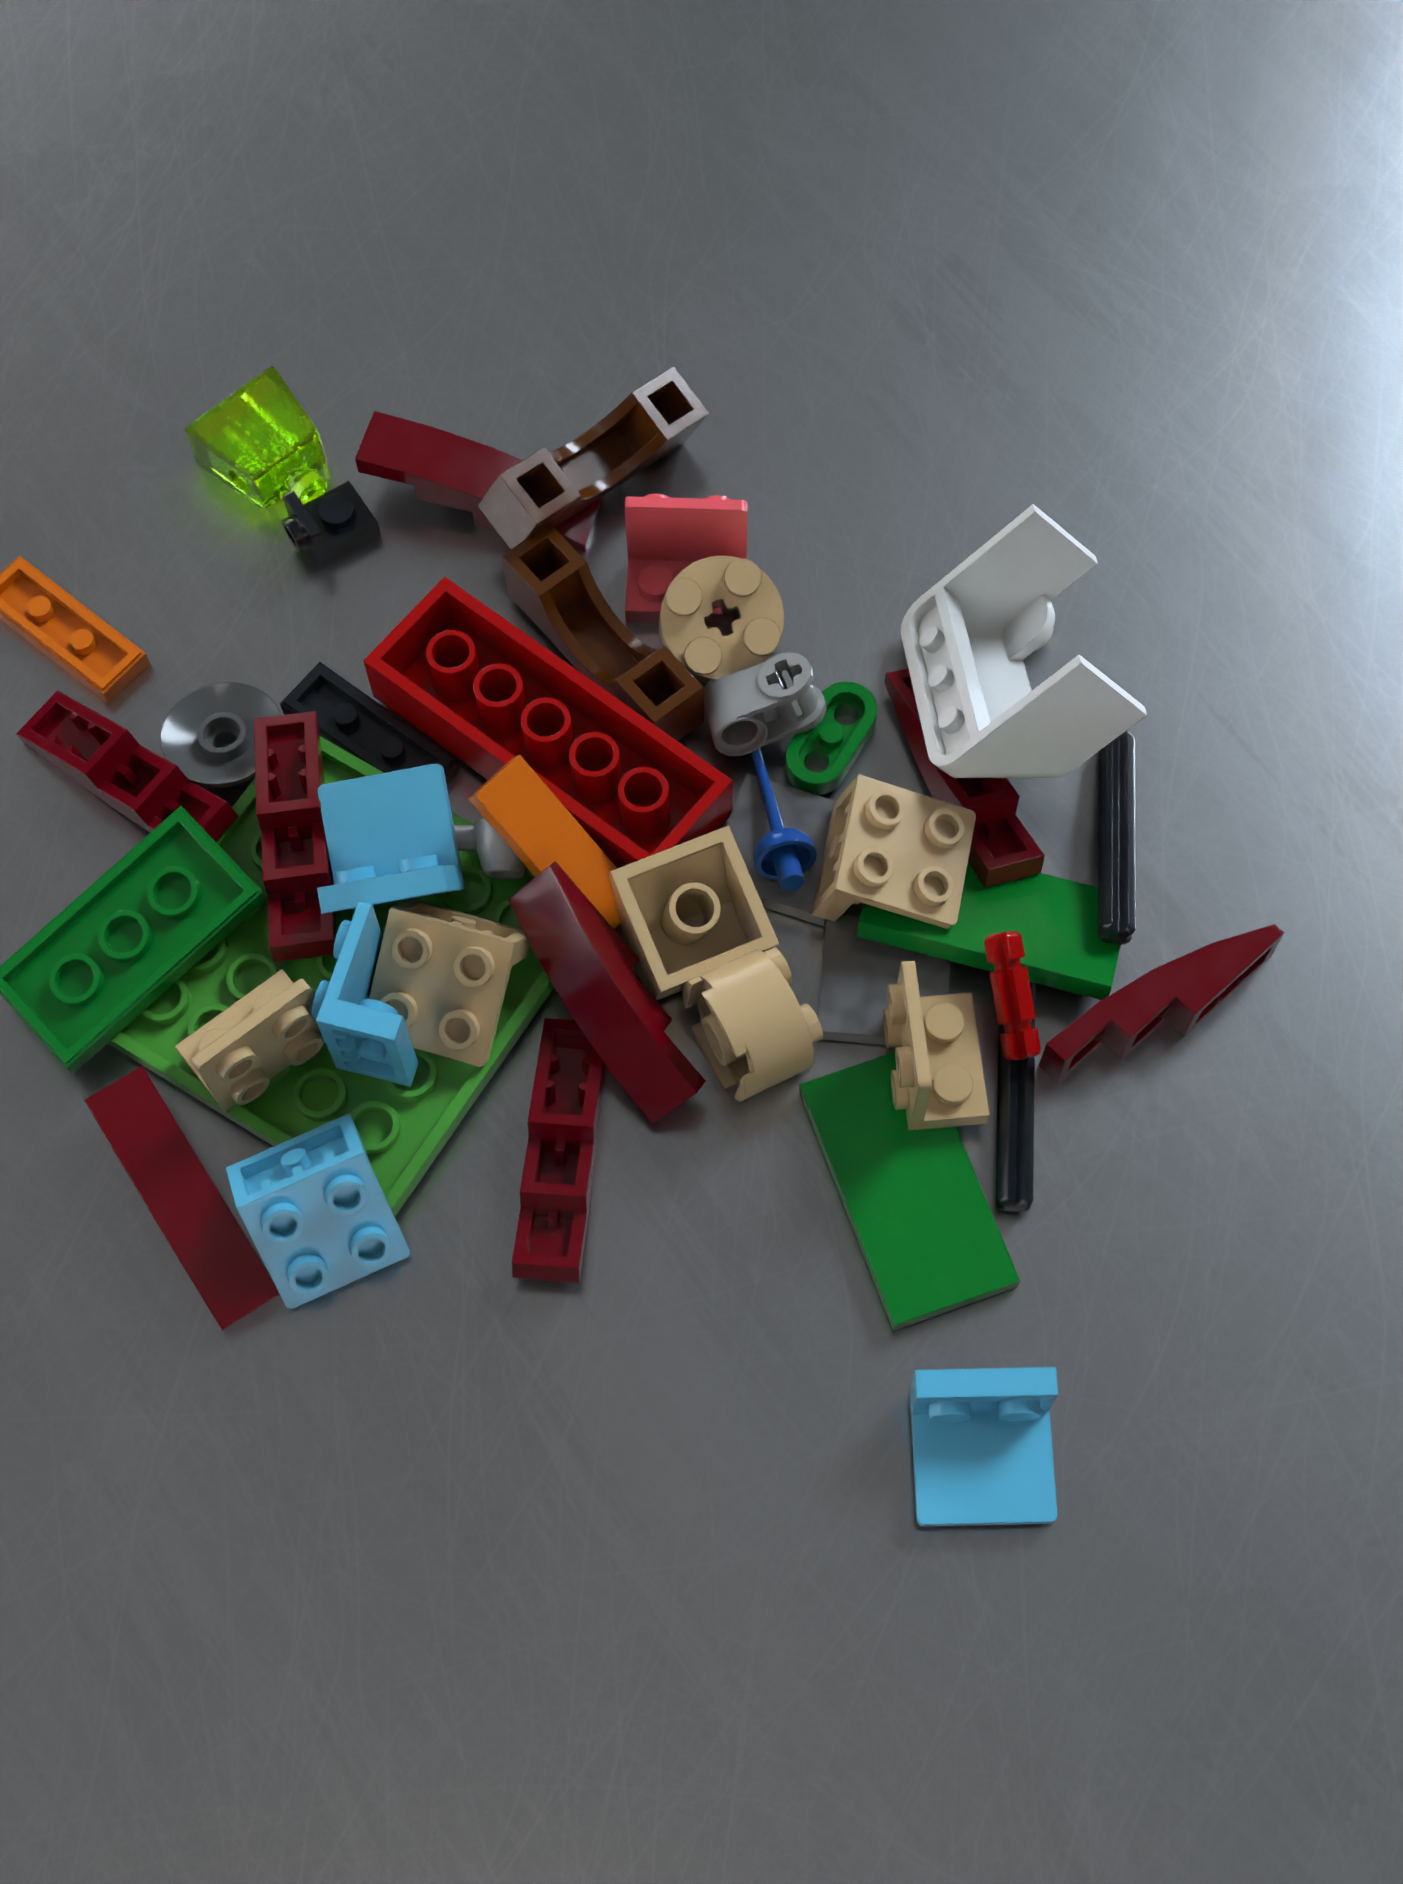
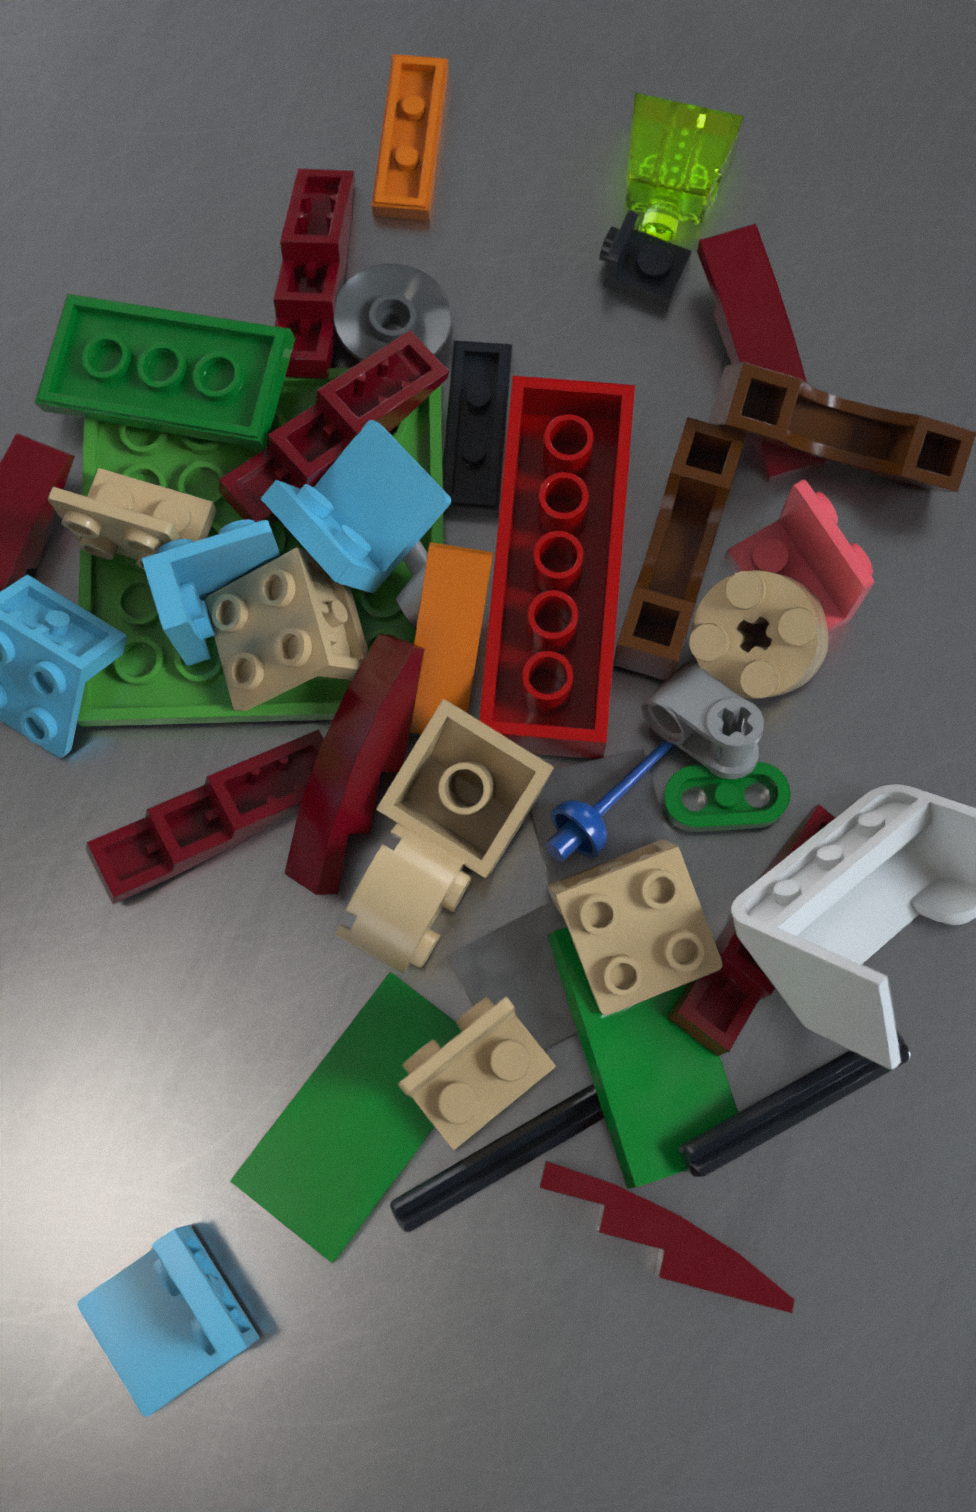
camera: 60 degrees right, 10 degrees up
(1012, 995) = (569, 1105): red axle -> none

